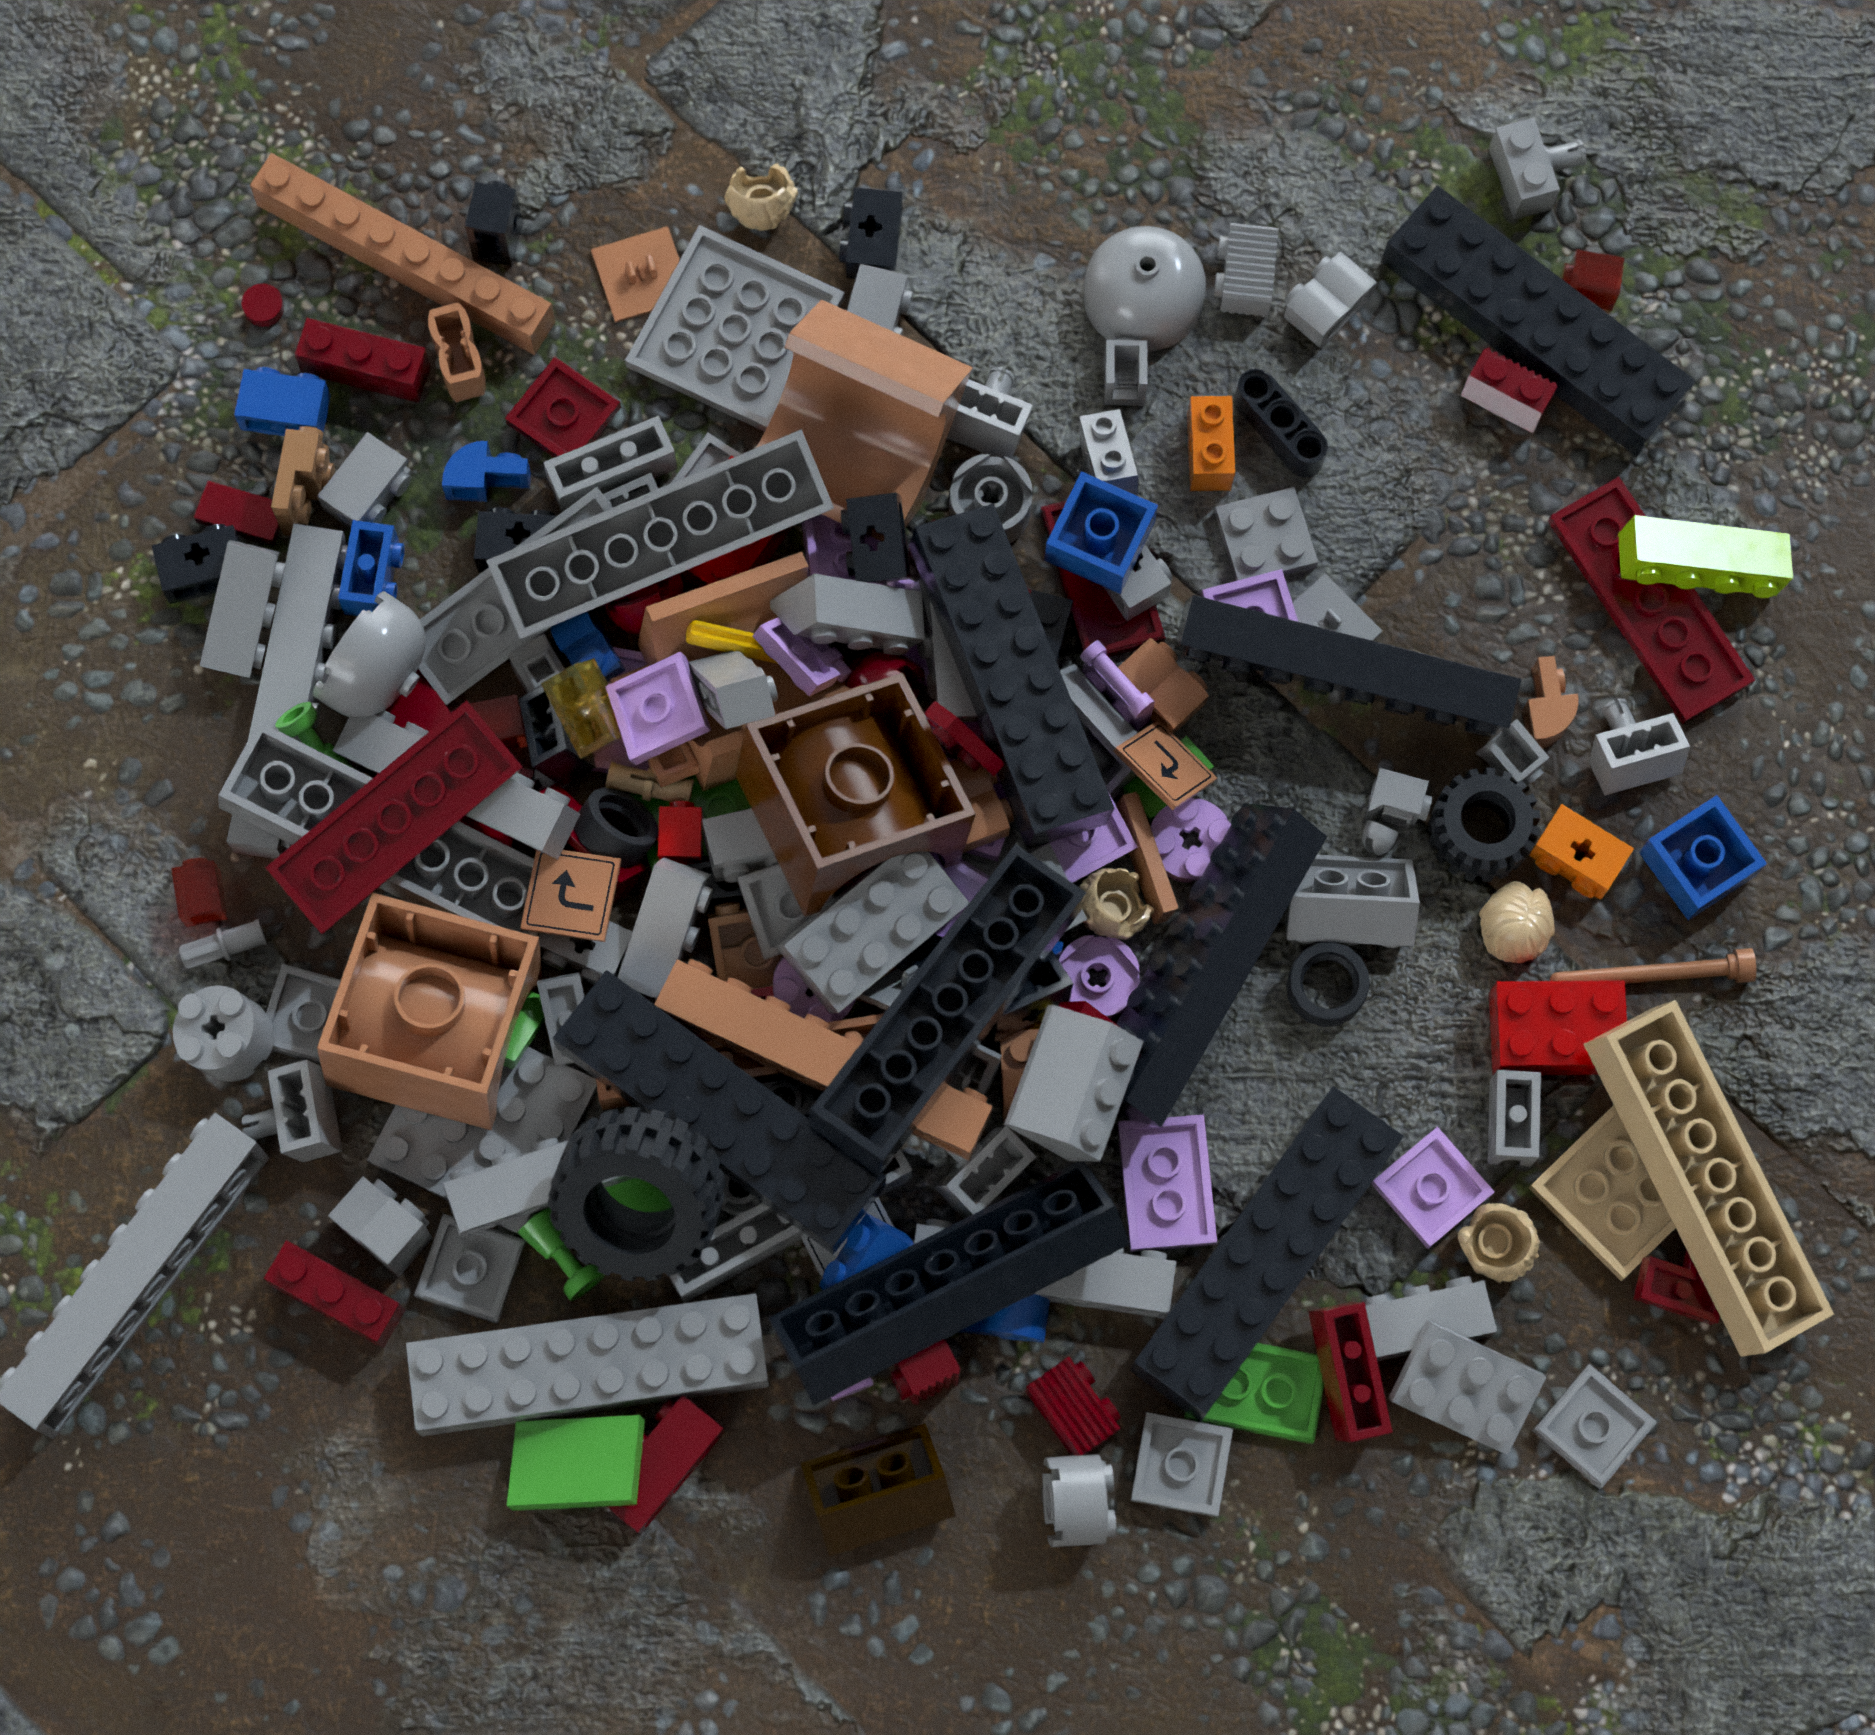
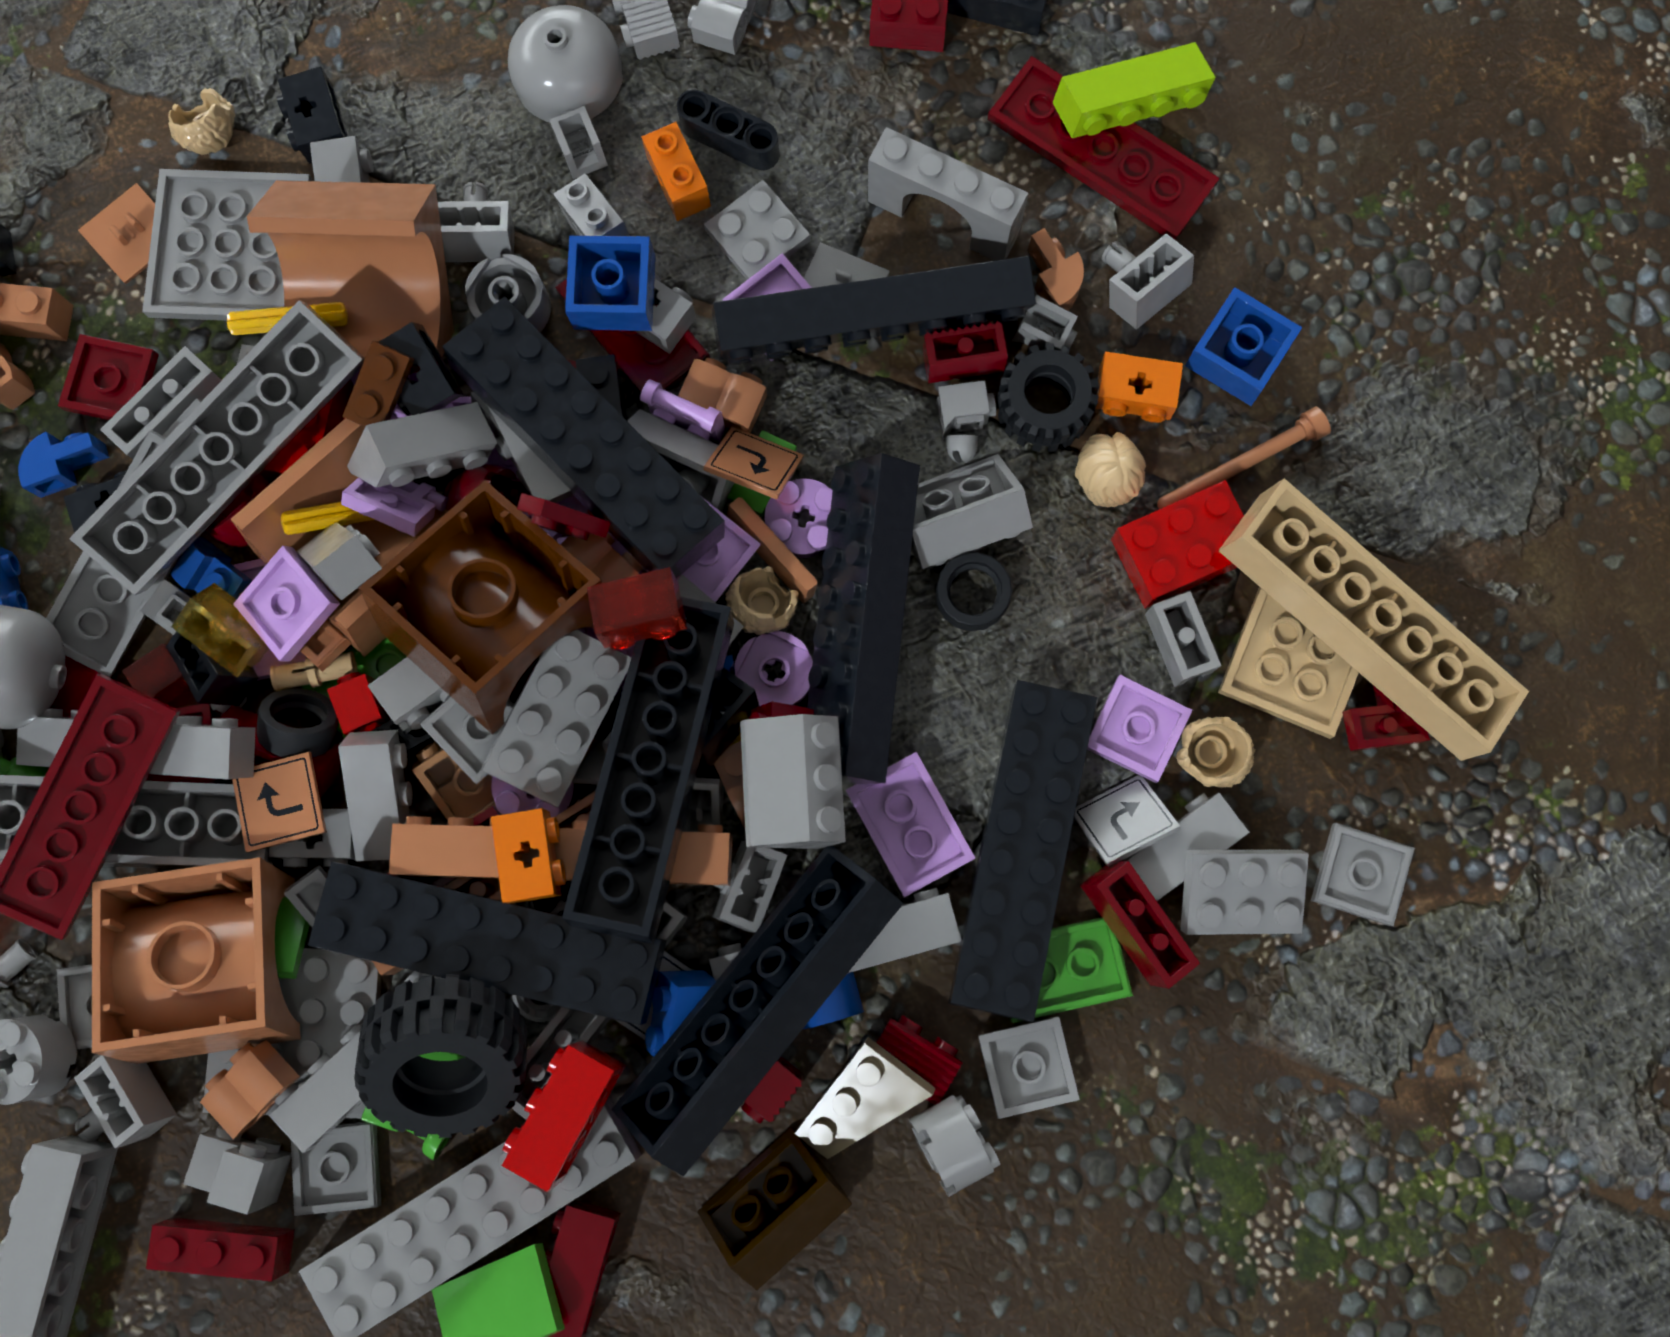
camera: 15 degrees left, 5 degrees up
(429, 1152) = (249, 1088): none -> nougat brick
(726, 1296) = (561, 1114): none -> red brick
(765, 430) = (264, 319): none -> yellow axle
(793, 1017) = (512, 838): none -> orange brick
(837, 539) = (378, 385): none -> reddish brown plate
(998, 856) = (637, 609): none -> clear red brick
(1006, 1421) = (862, 1099): none -> wing
(1380, 1268) = (1125, 820): none -> light grey piece
(1420, 745) = (964, 352): none -> dark red brick
(1507, 615) = (907, 167): none -> light grey arch

